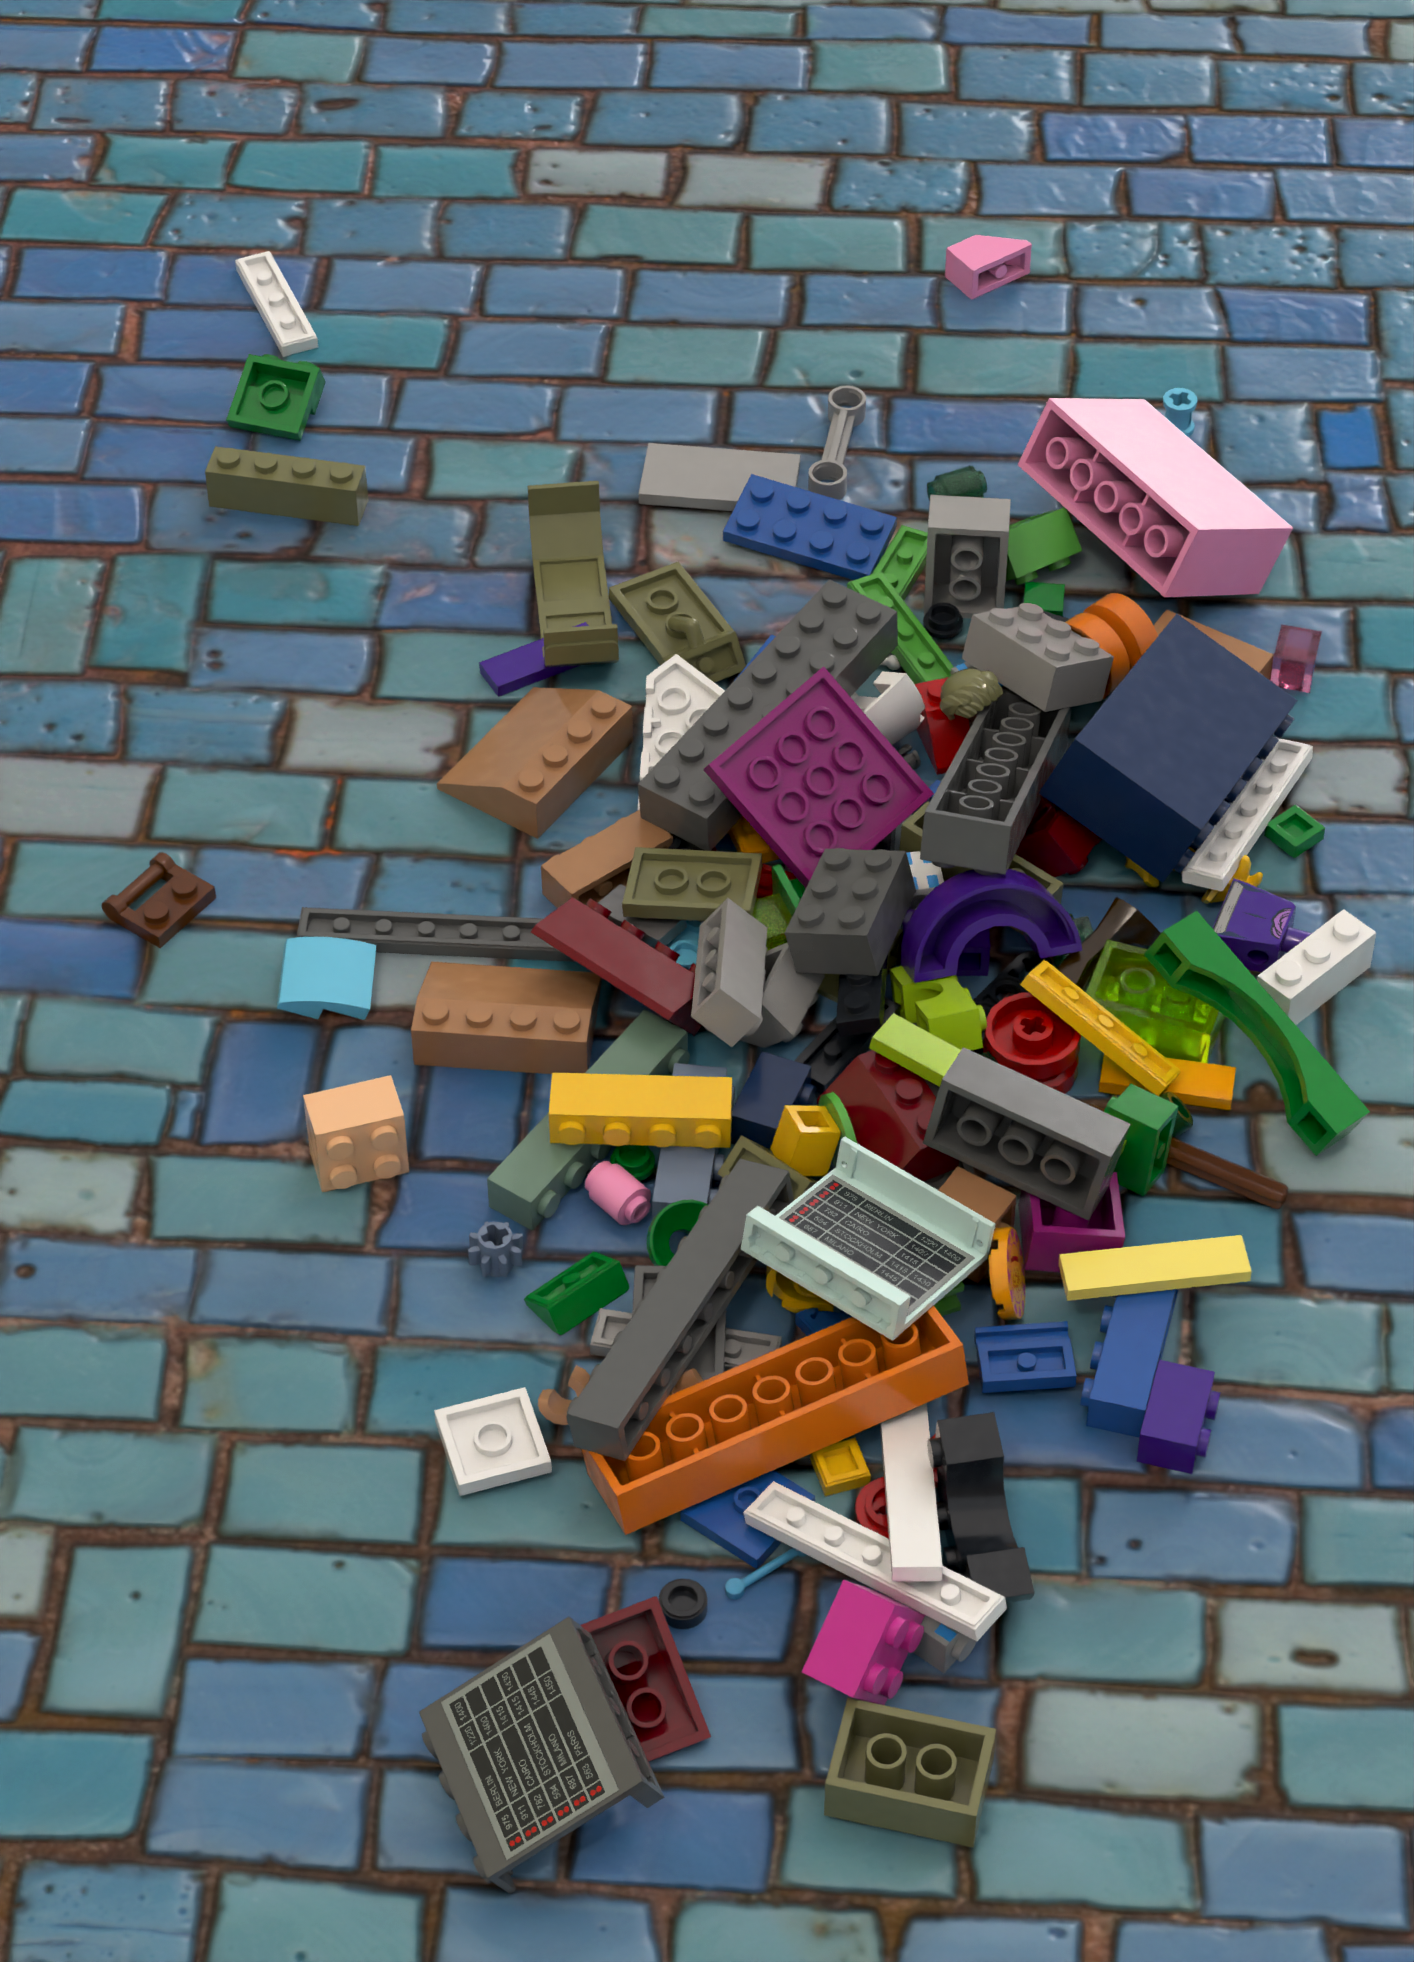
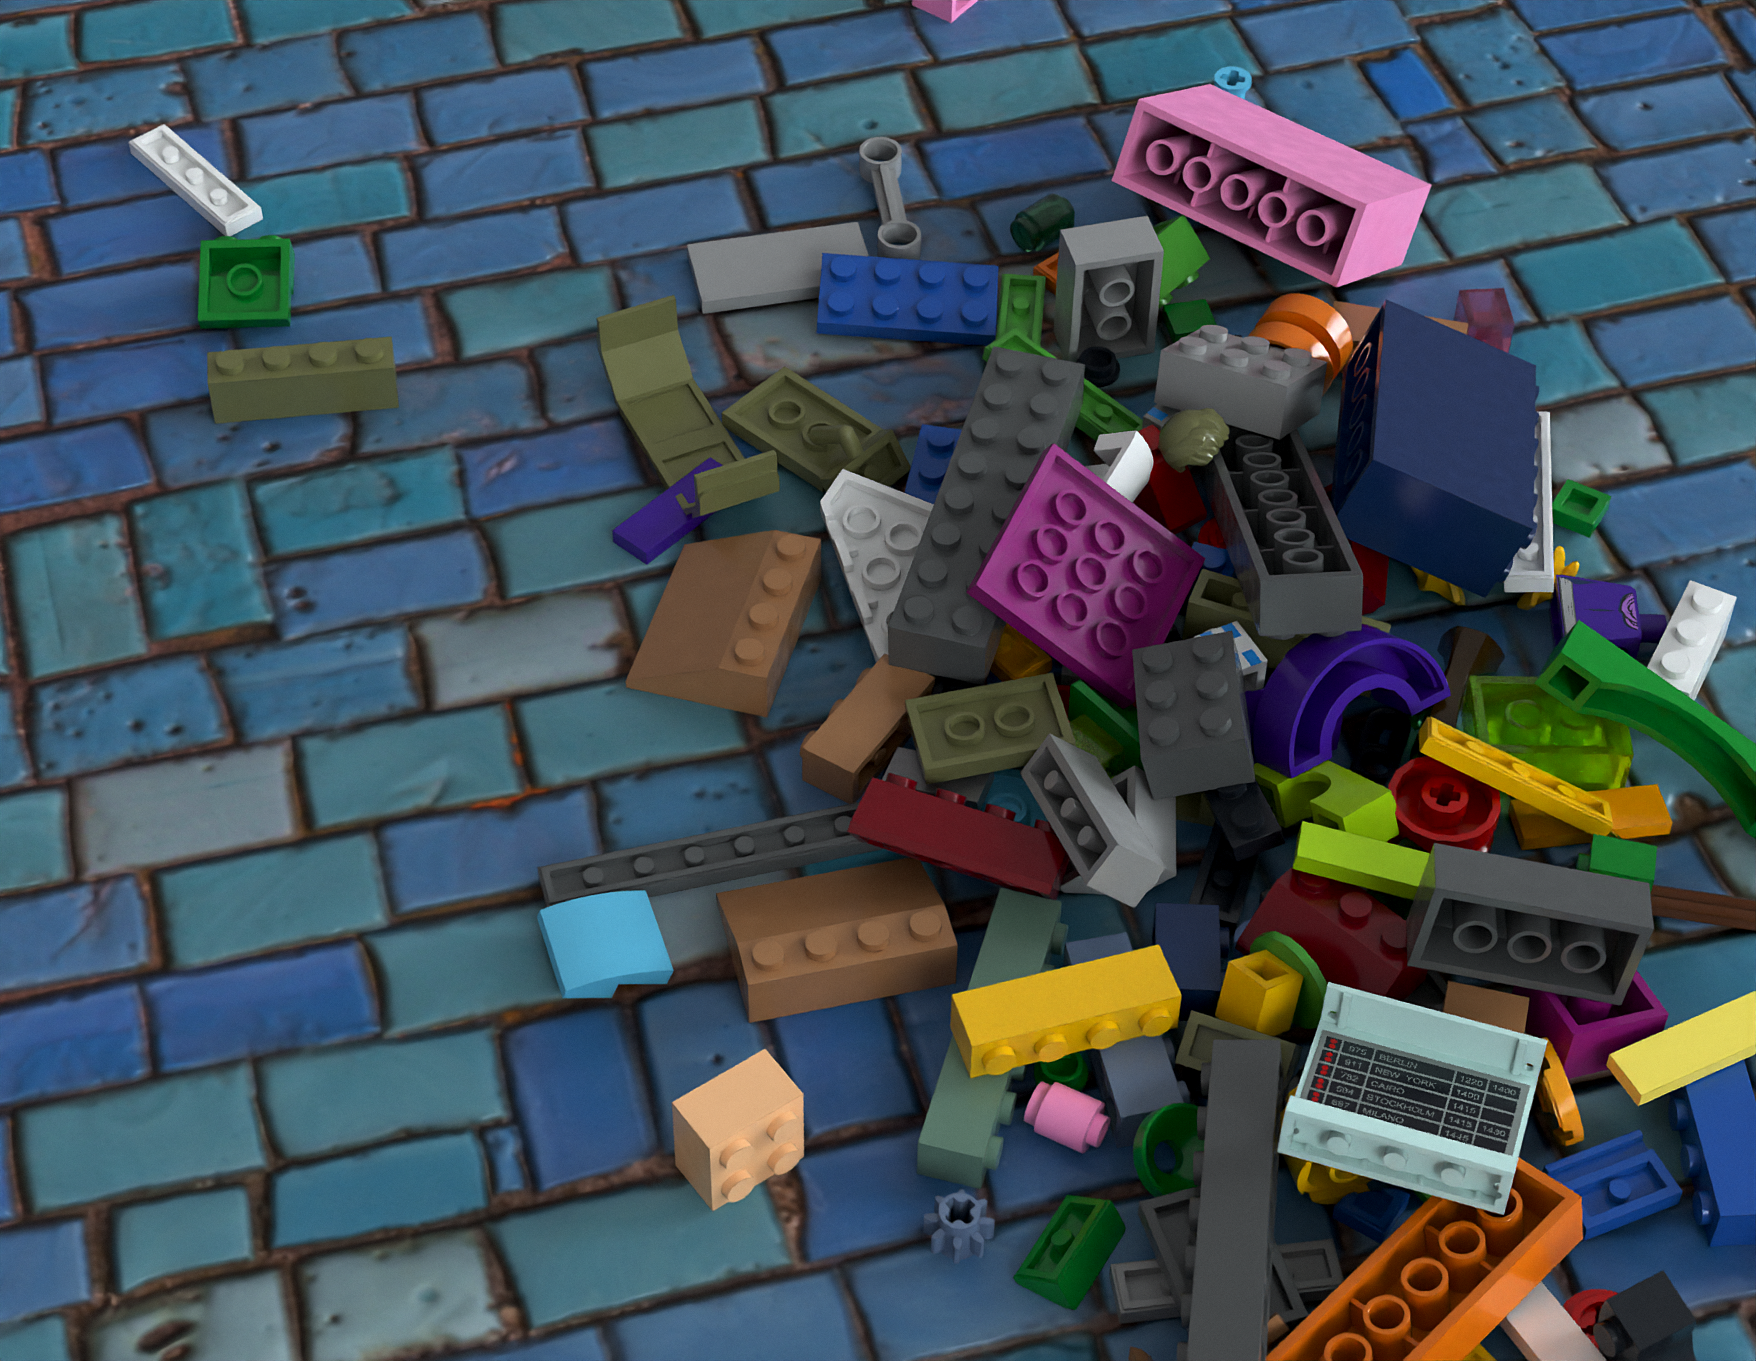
camera: 20 degrees left, 0 degrees up
(165, 910) = (375, 910): reddish brown plate -> none

